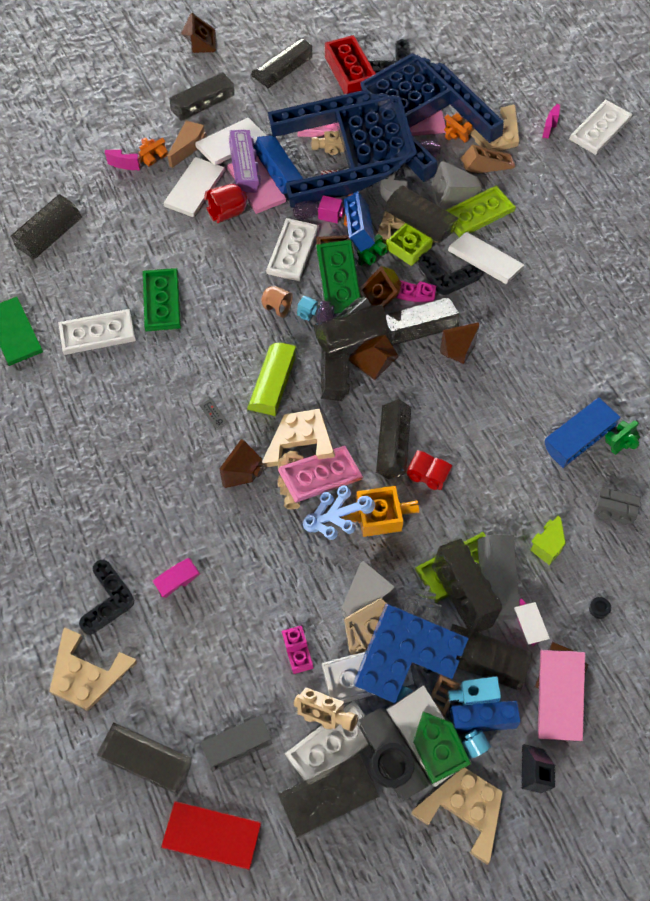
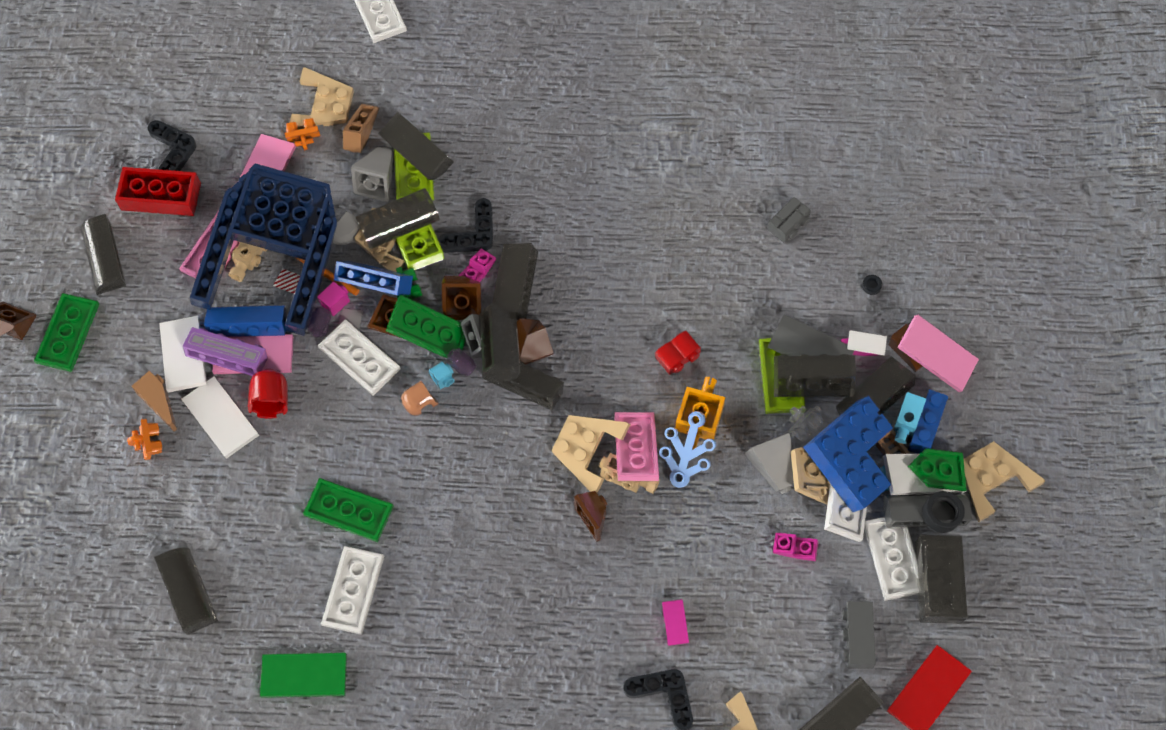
camera: 60 degrees left, 5 degrees up
(122, 161) = (134, 479): dark pink slope -> none
(199, 71) = (66, 332): none -> green tile
(201, 96) = (102, 356): clear smoke brick -> none
(213, 413) = (511, 516): dark grey sticker -> none
(273, 379) = (505, 444): lime brick -> none
(324, 710) = (863, 546): tan brick -> none
(393, 439) = (632, 366): clear smoke brick -> none
(426, 90) = (240, 136): dark blue wedge -> none
(431, 146) = (312, 169): clear purple brick -> none
(459, 342) = (563, 260): reddish brown slope -> none
(475, 743) = (947, 440): medium azure plate -> none
(486, 257) = (475, 188): white tile -> none
(493, 200) = (415, 147): none -> clear smoke brick
(537, 770) = (988, 404): black slope -> none
(550, 542) = (796, 288): lime slope -> none
(551, 120) = (345, 46): dark pink slope -> none
(581, 432) = (706, 208): blue brick -> none
(627, 437) = (728, 185): green hips -> none

